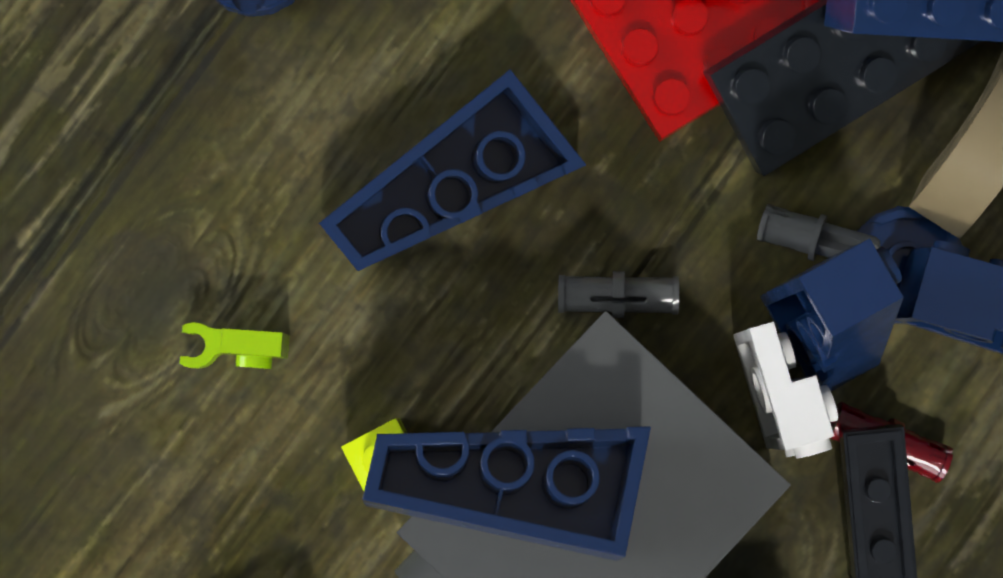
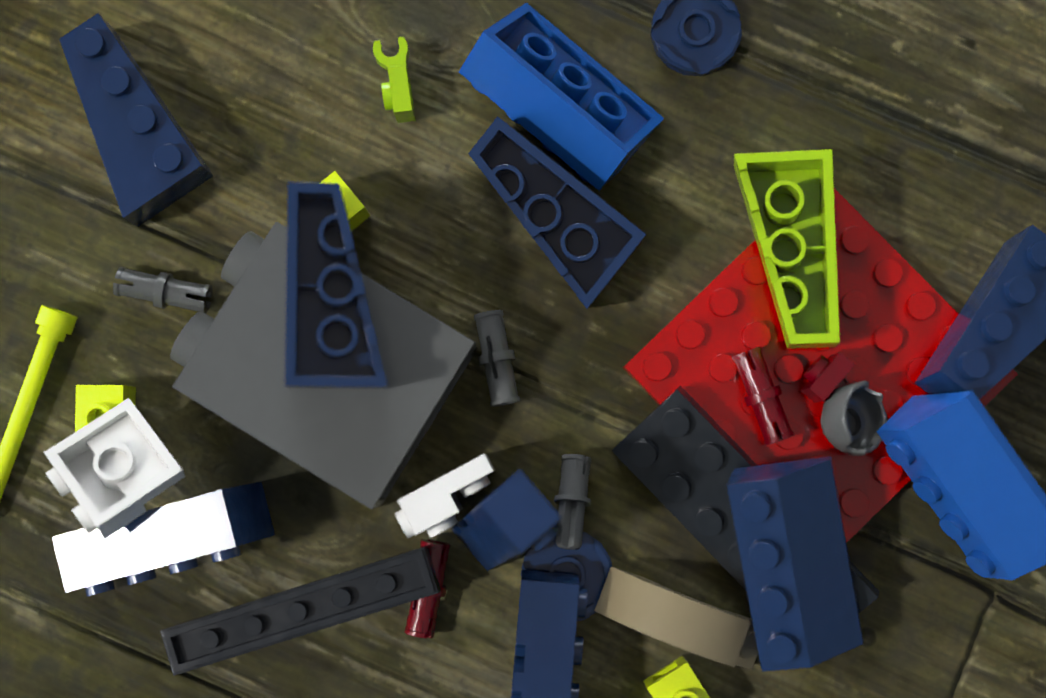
camera: 80 degrees right, 0 degrees up
(302, 142) = (560, 95): none -> blue slope

